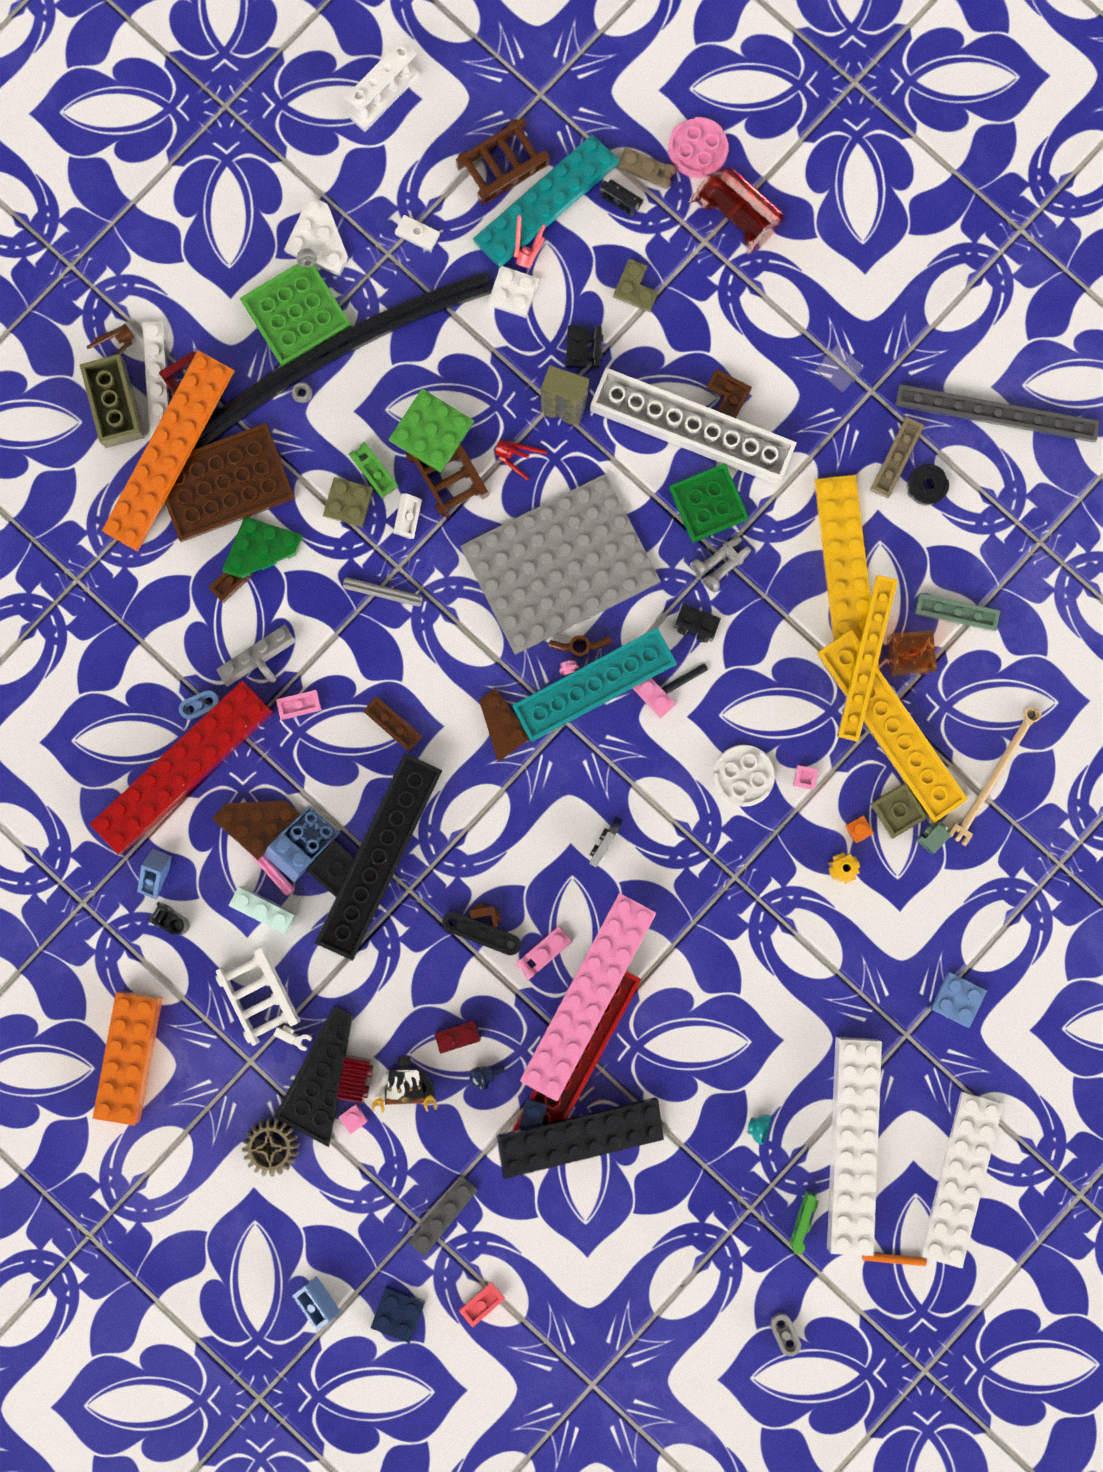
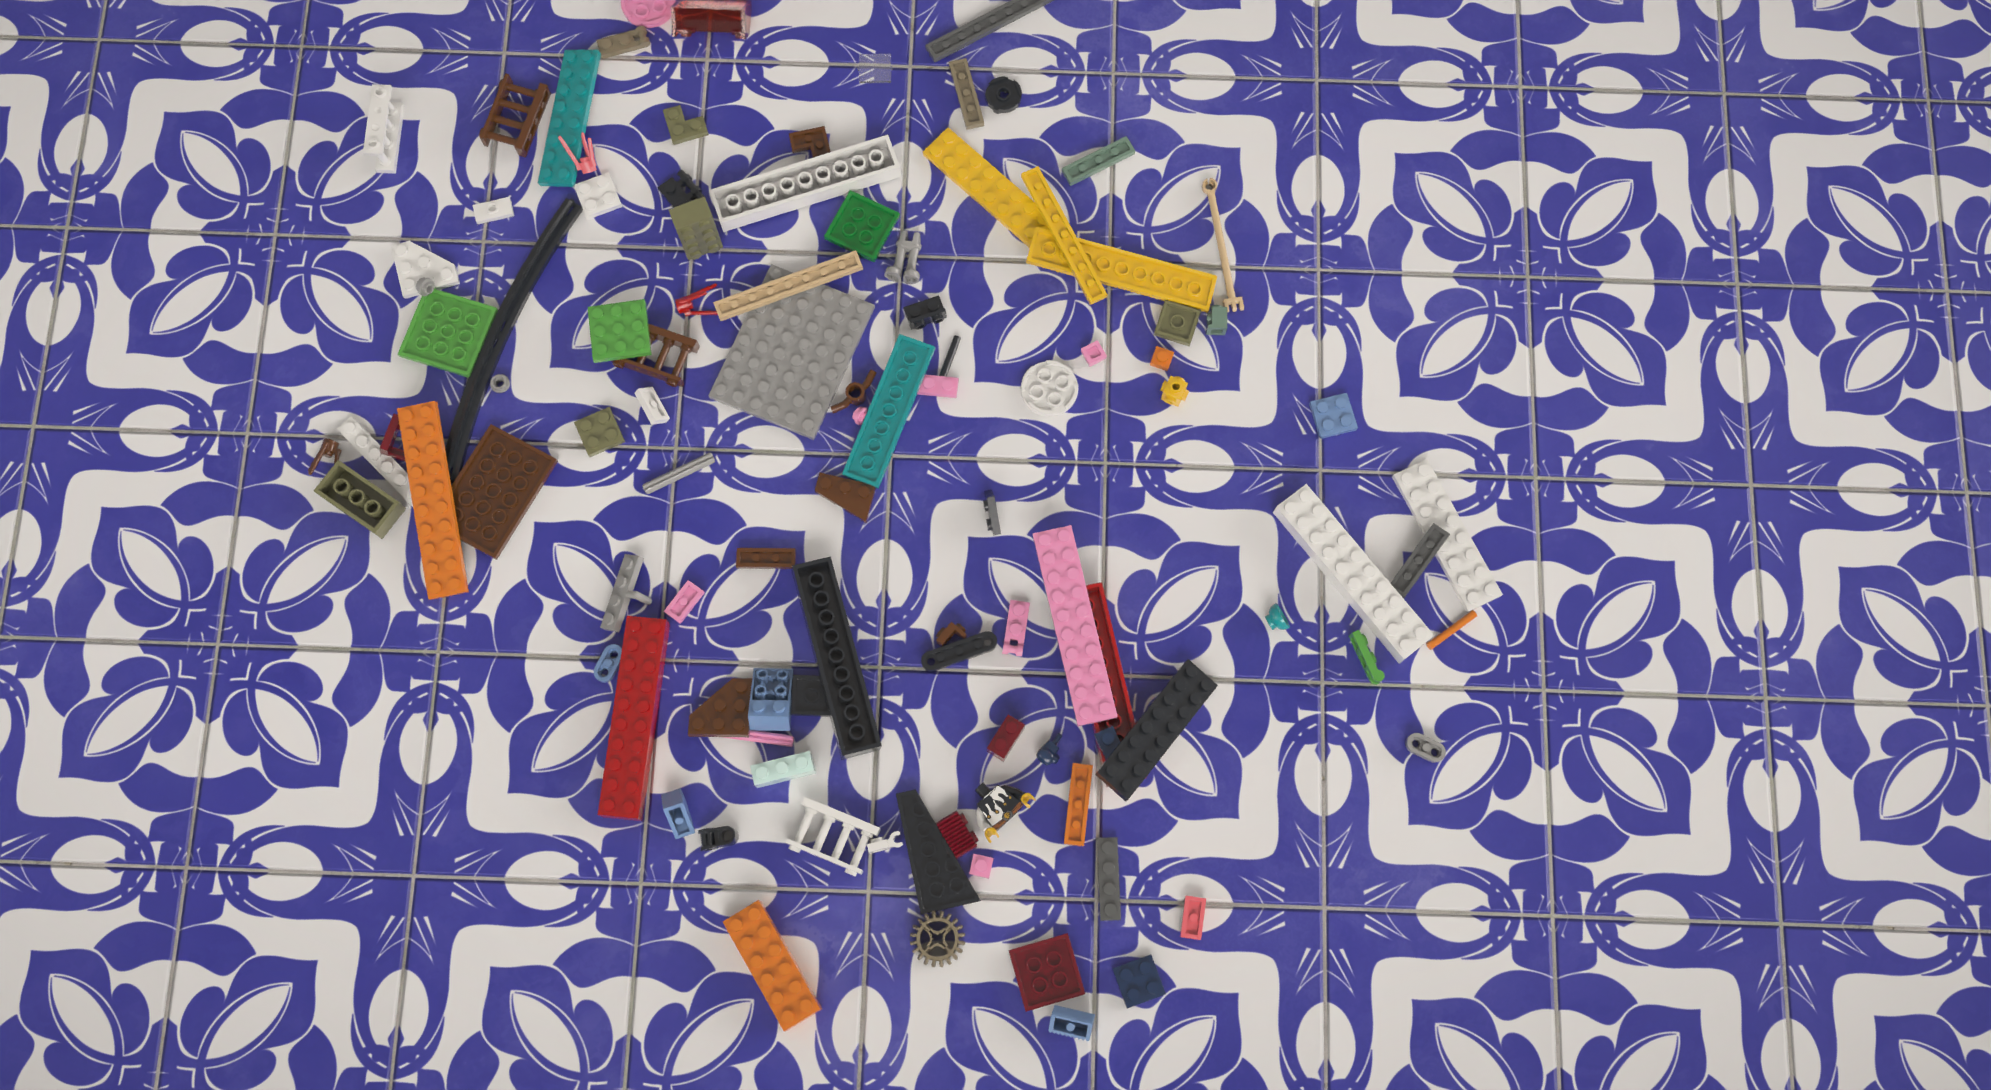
camera: 40 degrees left, 10 degrees down
(227, 585) = (558, 556): reddish brown plate -> none
(259, 547) = (560, 514): green plate -> none
(332, 1246) = (1046, 972): none -> dark red plate
(374, 471) = (599, 394): bright green plate -> none
(469, 1137) = (1078, 804): none -> orange plate
(602, 507) = (788, 285): none -> tan plate
(620, 197) = (621, 75): black bracket -> none
(911, 653) = (1091, 211): clear orange brick -> none
(918, 1182) = (1419, 559): none -> dark grey plate

